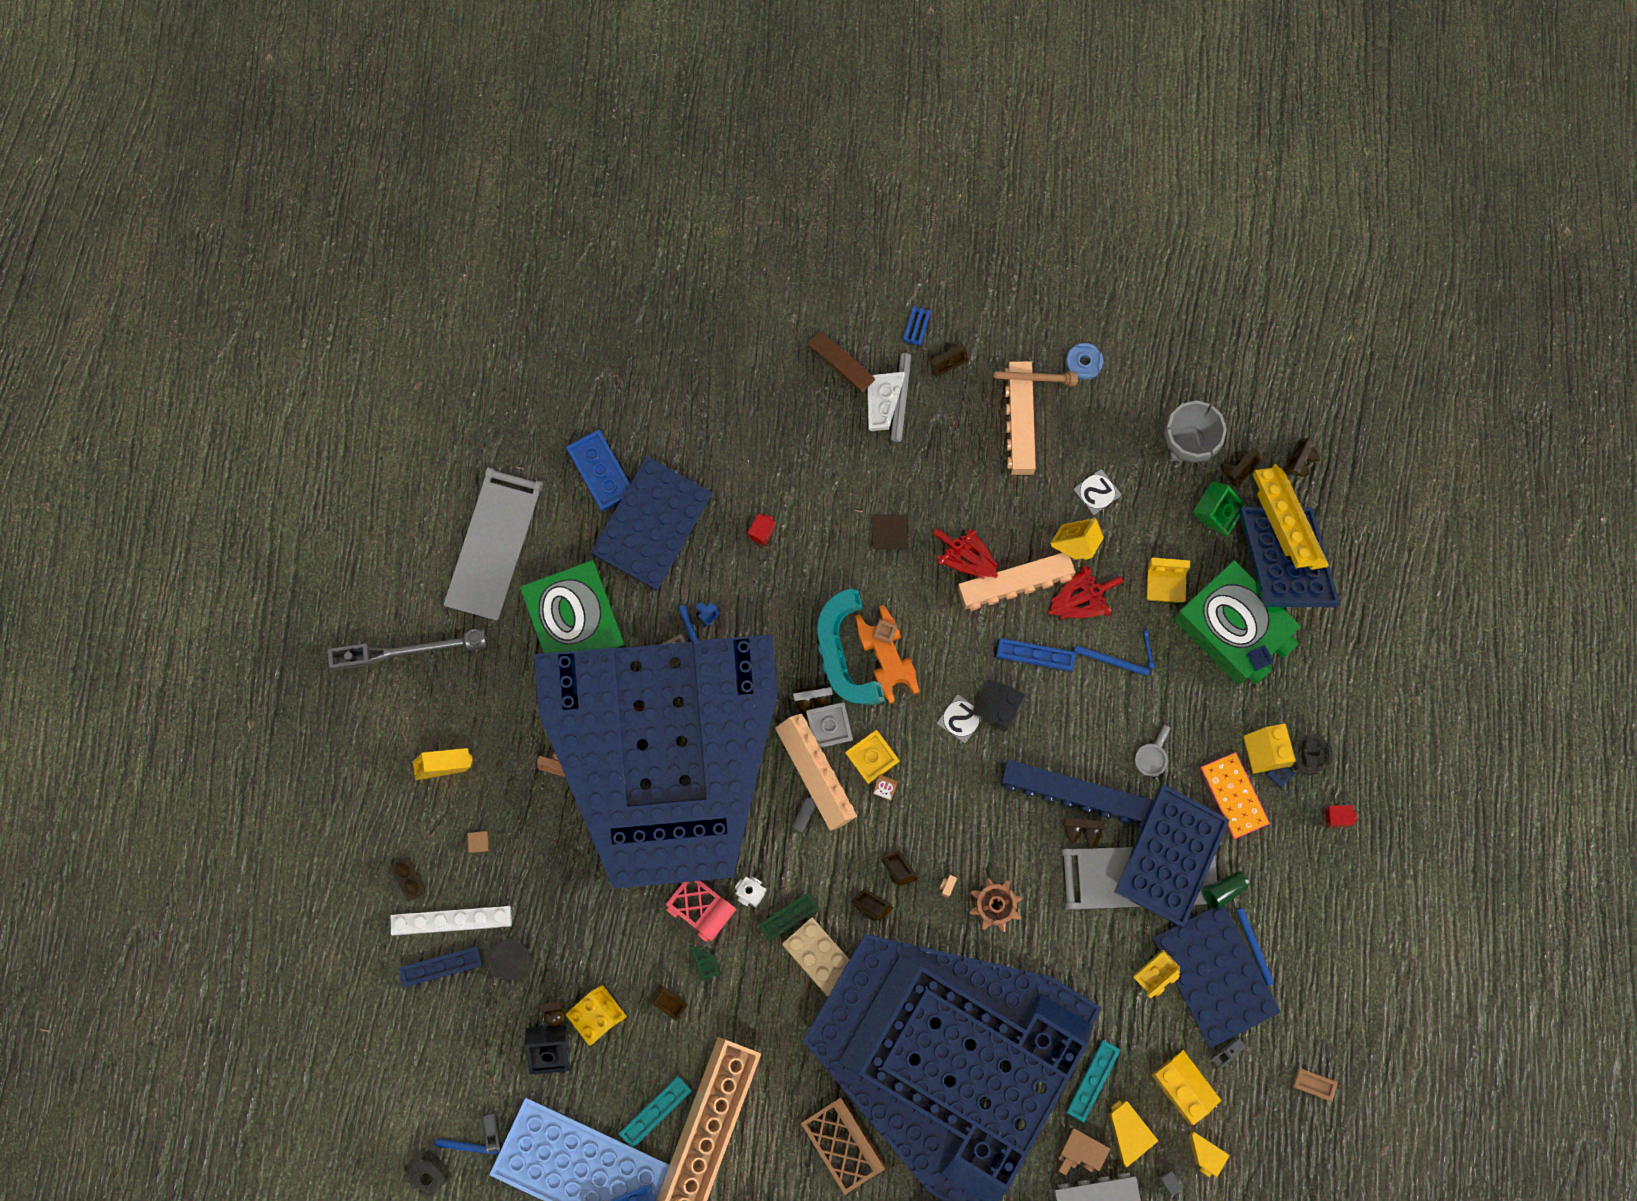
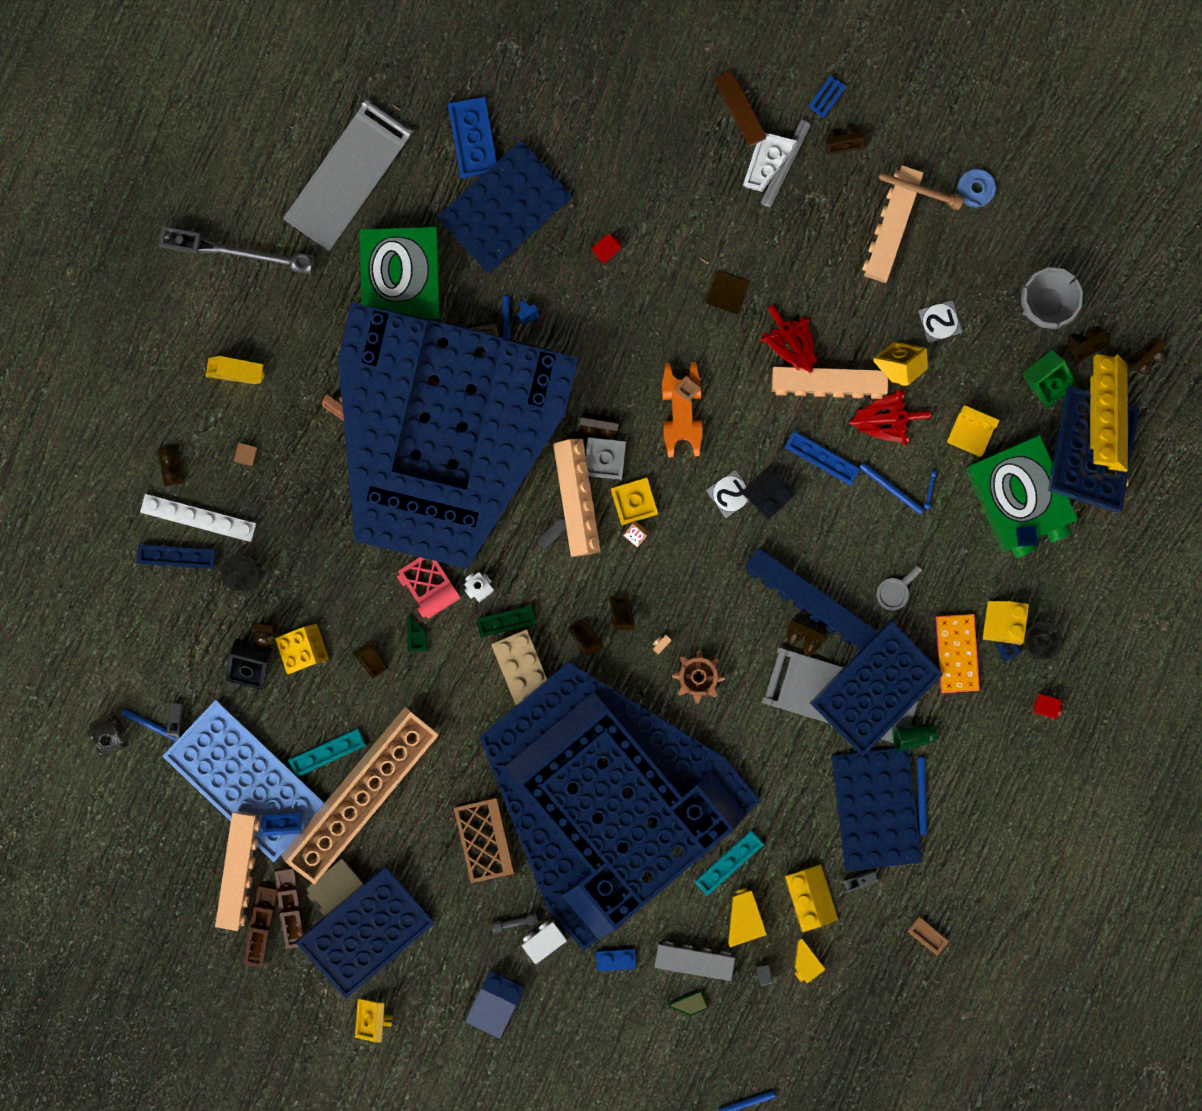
camera: 20 degrees right, 10 degrees up
(831, 649) = (632, 390): teal arch -> none
(1083, 1149) = (695, 916): medium nougat hinge -> none
(1158, 974) = (823, 789): yellow bracket -> none

